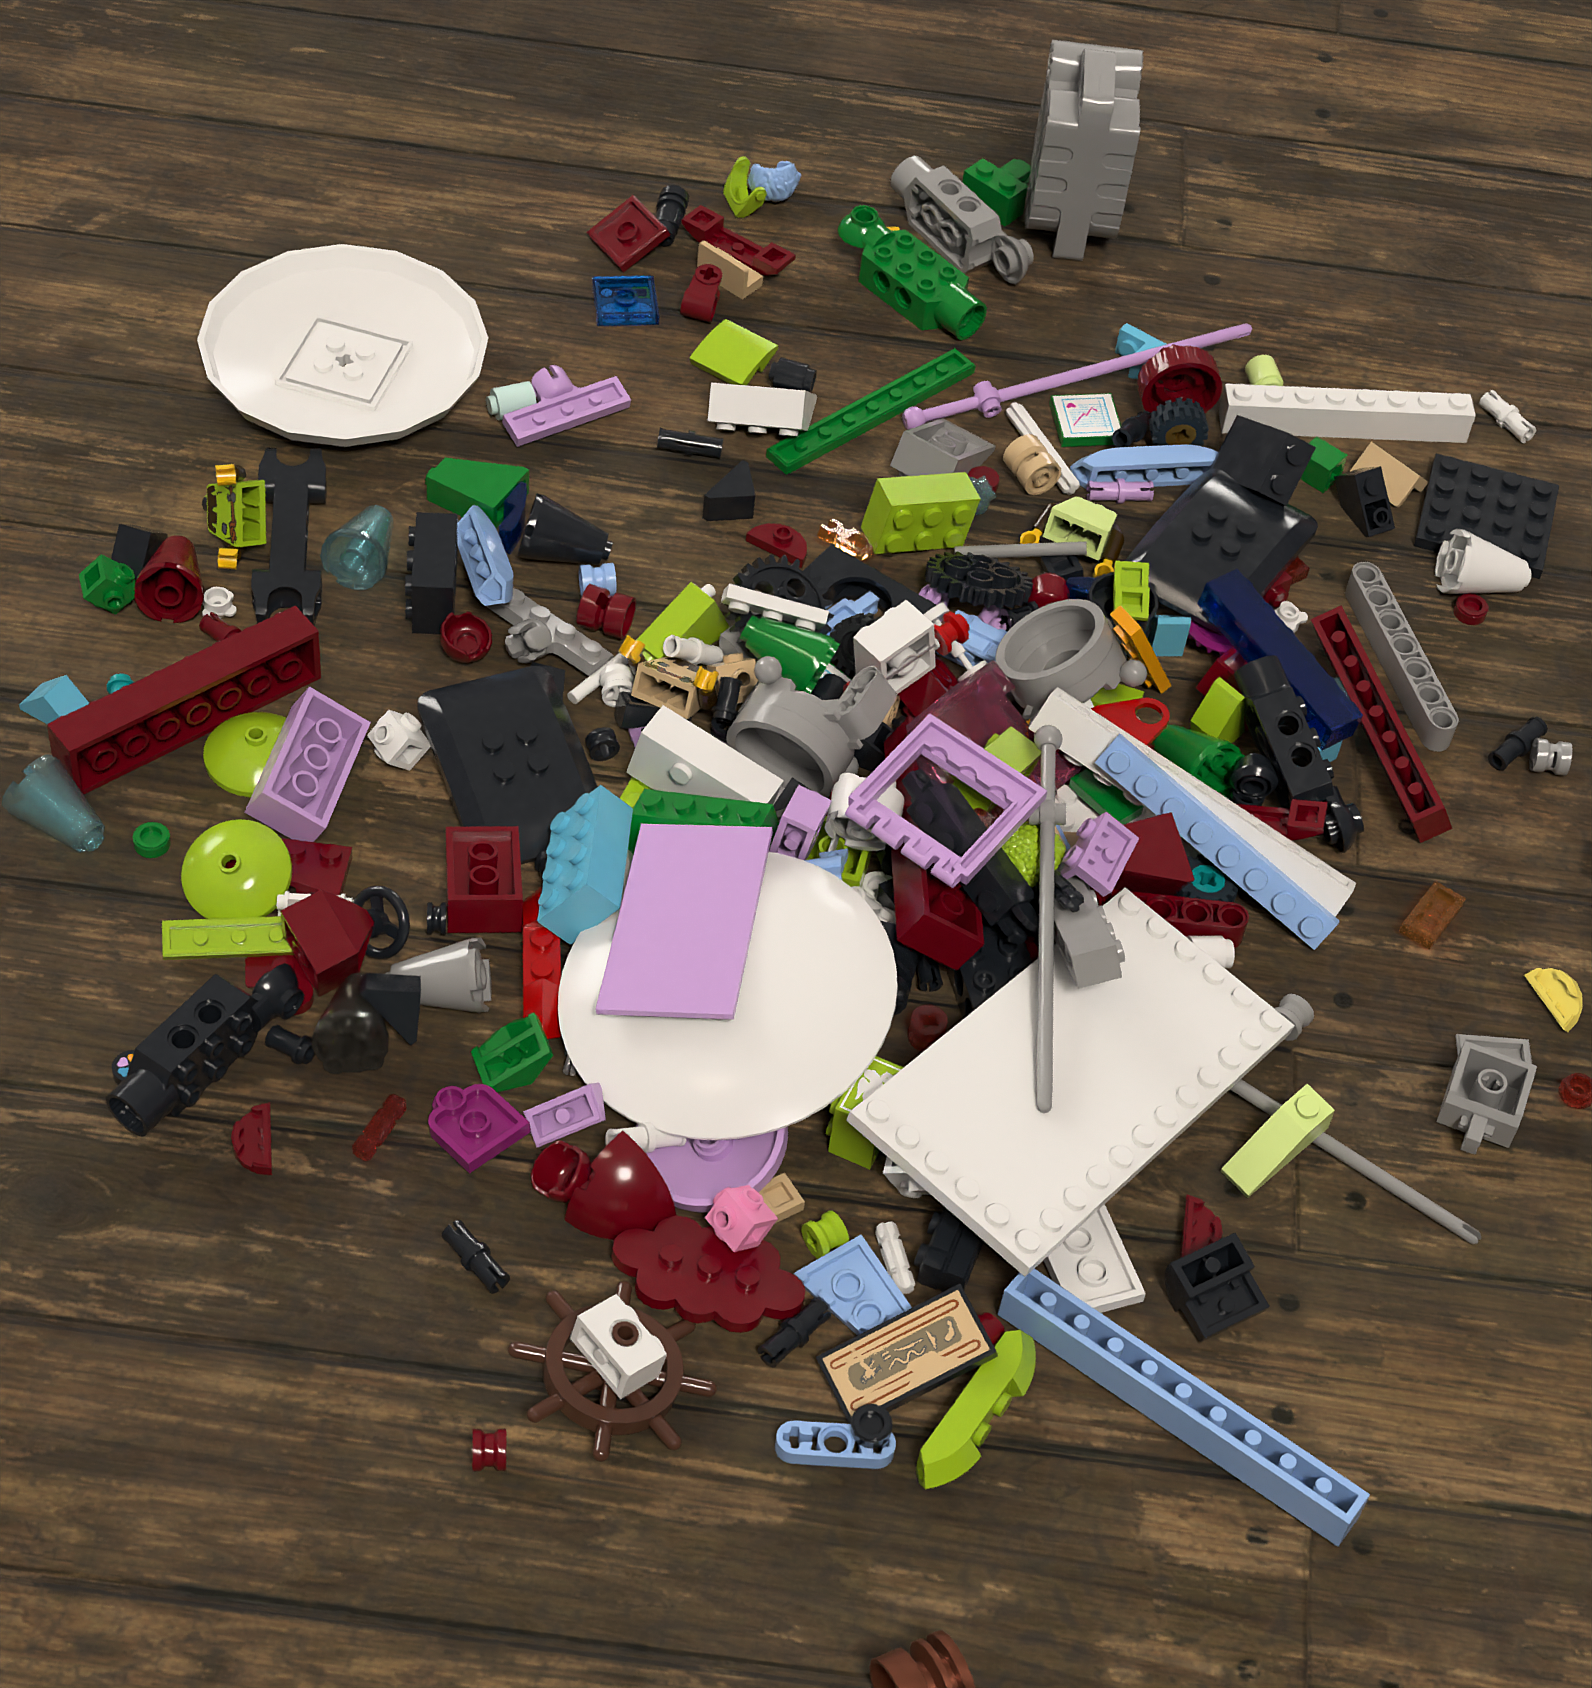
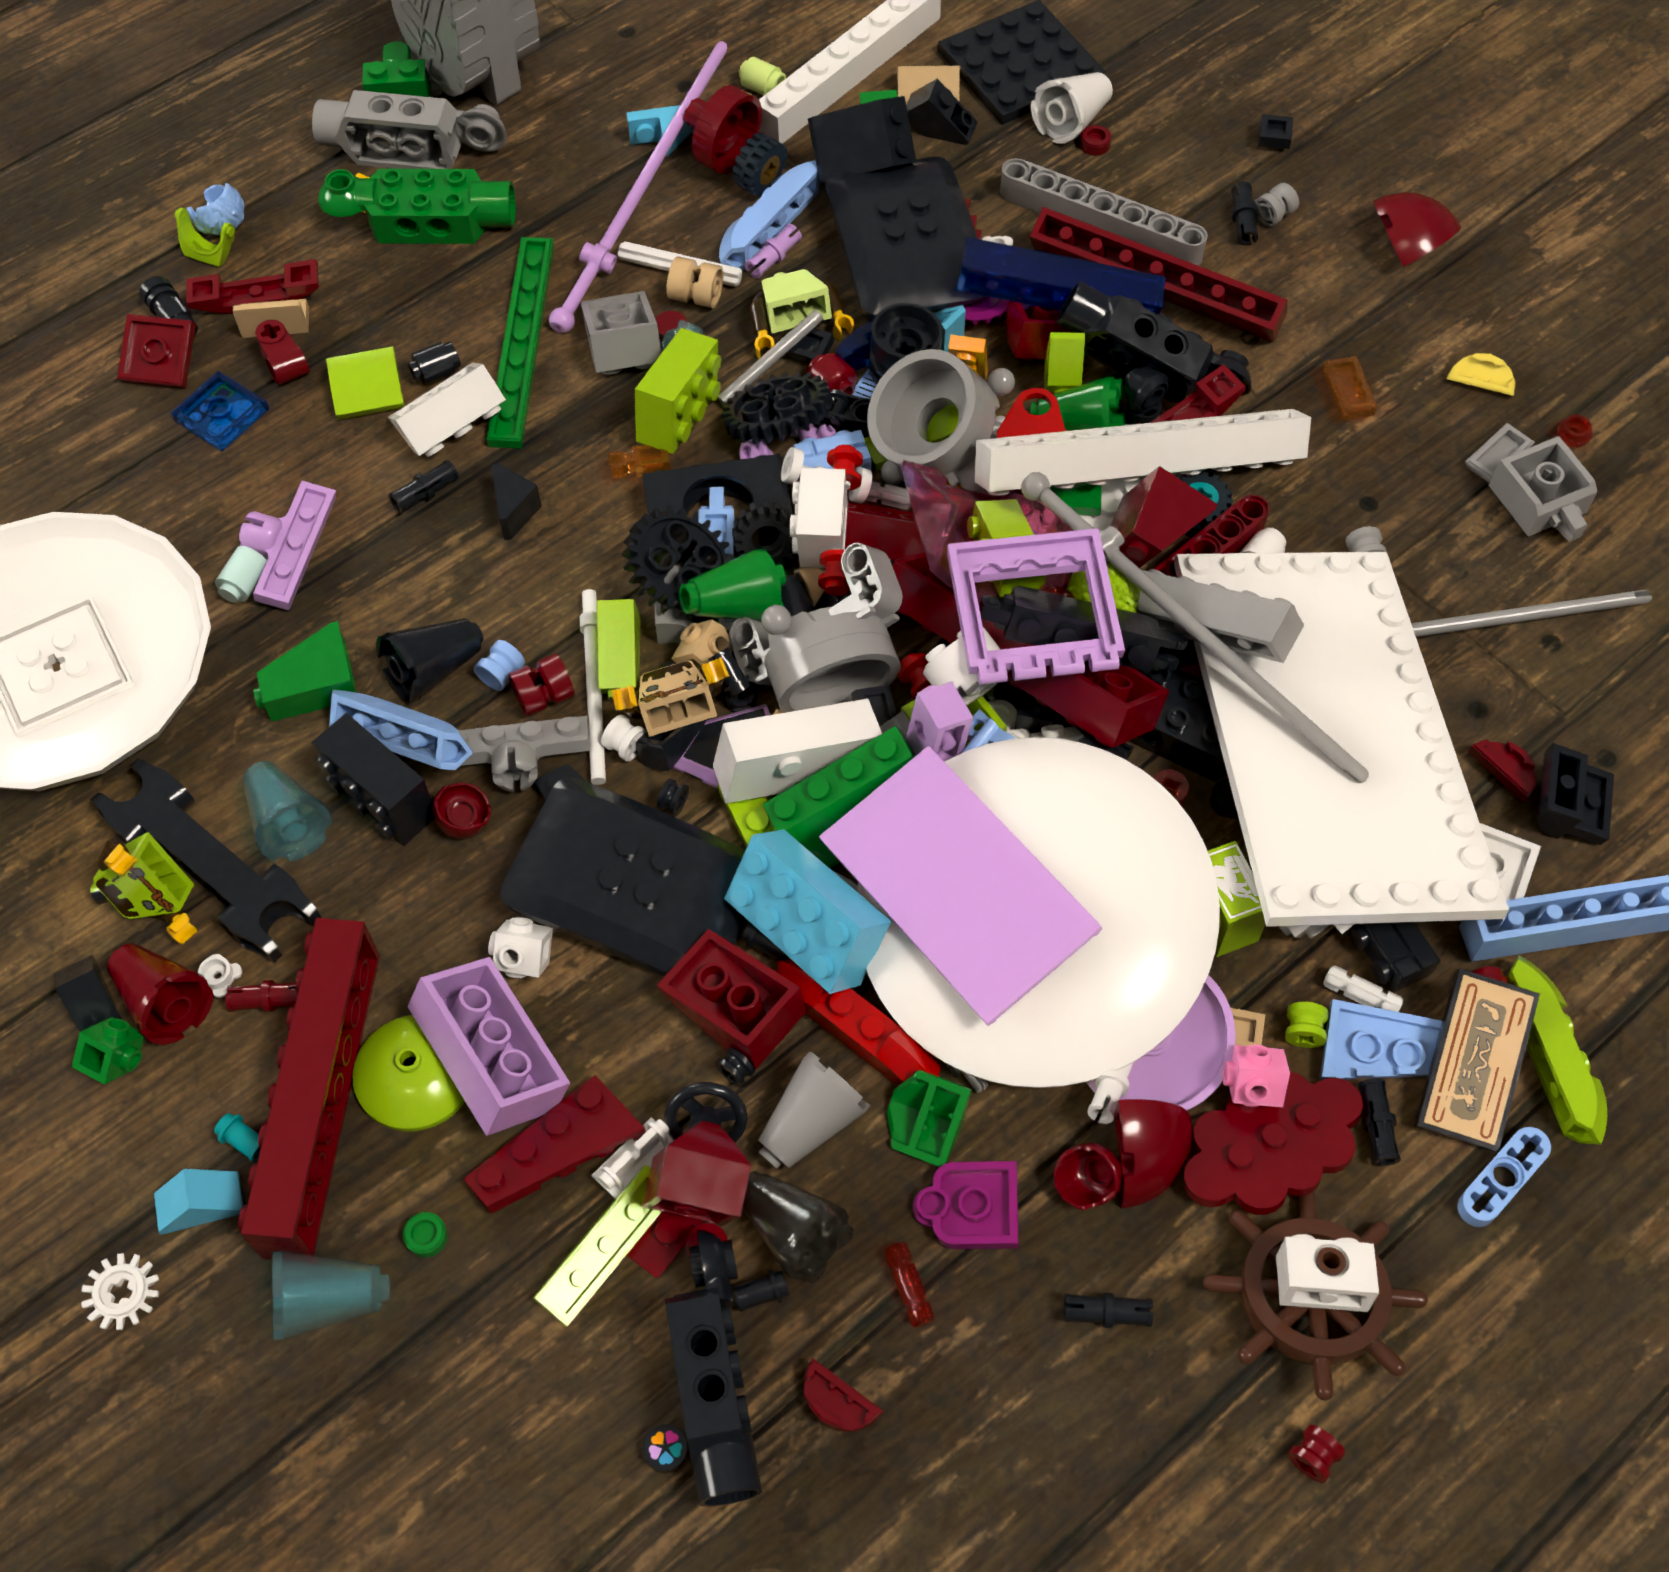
camera: 40 degrees left, 10 degrees up
(250, 886) = (547, 1160): lime dish -> none
(396, 1000) = (809, 1169): black slope -> none
(514, 517) = (367, 668): clear blue slope -> none
(566, 1114) = (1032, 1124): lavender slope -> none
(692, 650) = (650, 656): white pin -> none
(744, 600) = (691, 565): white plate -> none
(779, 541) = (589, 506): dark red plate -> none
(871, 1426) = (1520, 1137): black tile -> none
(1066, 893) = (1186, 596): black axle -> none
(1085, 419) = (681, 215): tile -> none
(1100, 853) = (1158, 543): lavender bracket -> none
(1132, 429) = (728, 193): black pin -> none
(1132, 588) = (912, 324): lime slope -> none
(1218, 842) = (1189, 460): light blue plate -> none
(1279, 1140) = (1479, 645): yellowish green slope -> none

